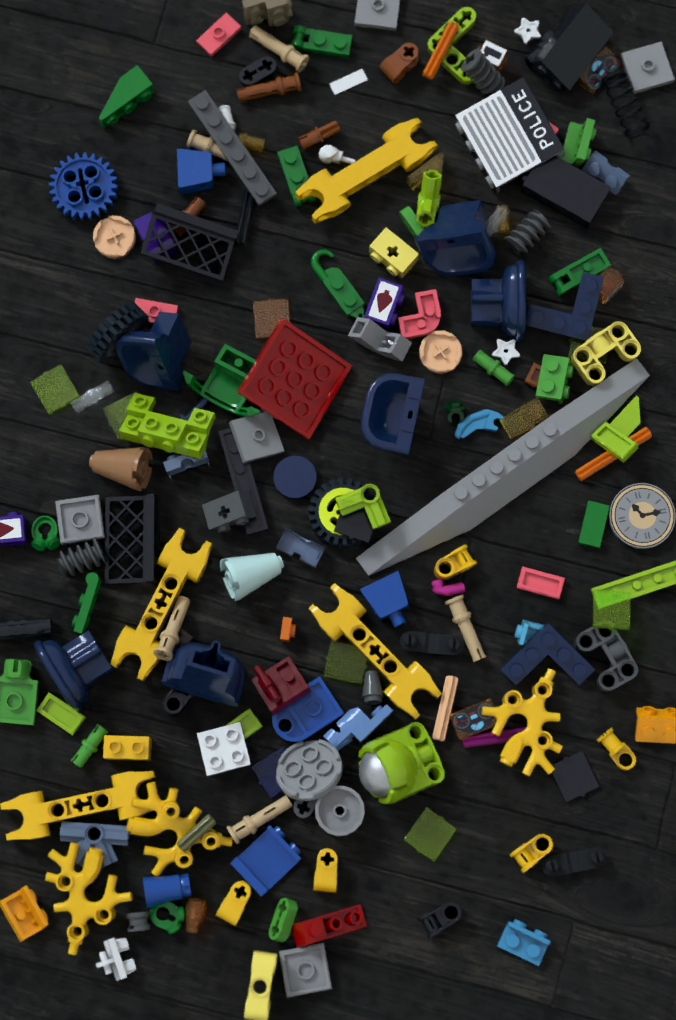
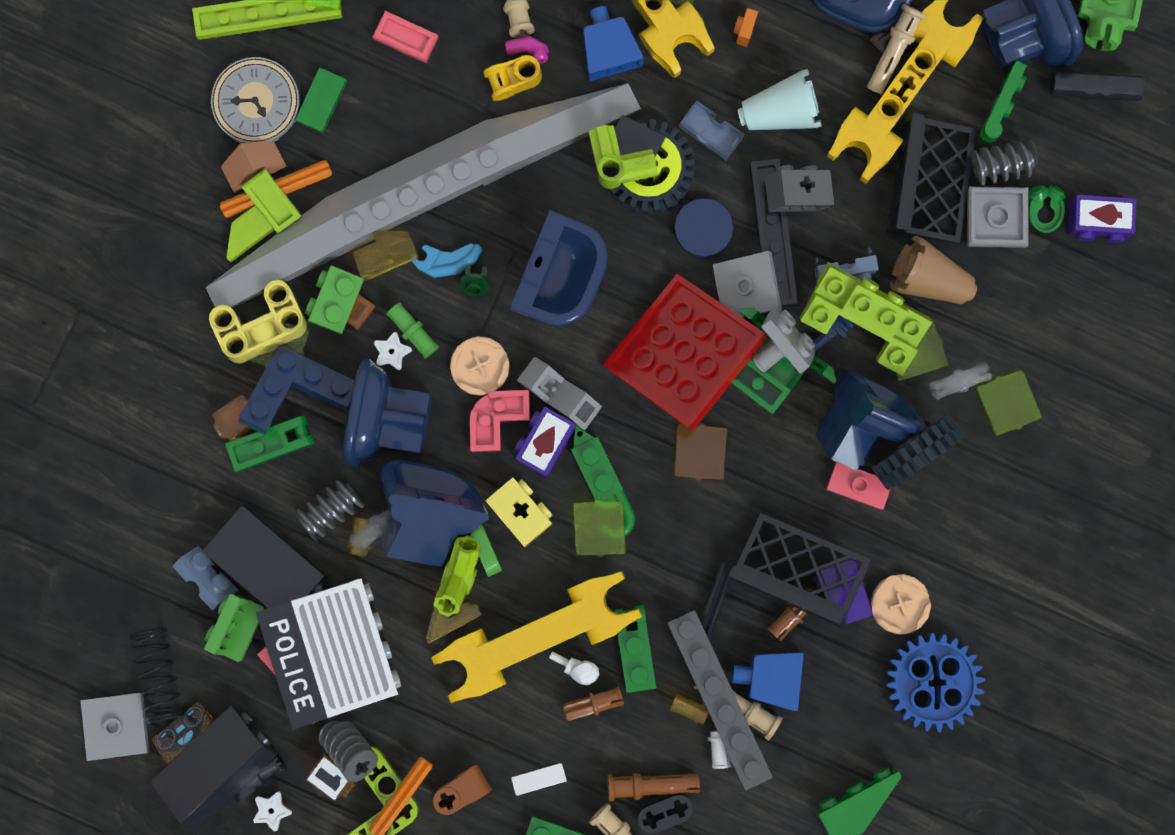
camera: 175 degrees left, 5 degrees up
(222, 391) = (784, 342): none -> light grey plate
(335, 252) = (599, 528): none -> clear neon green piece
(633, 468) = (249, 160): none -> nougat slope

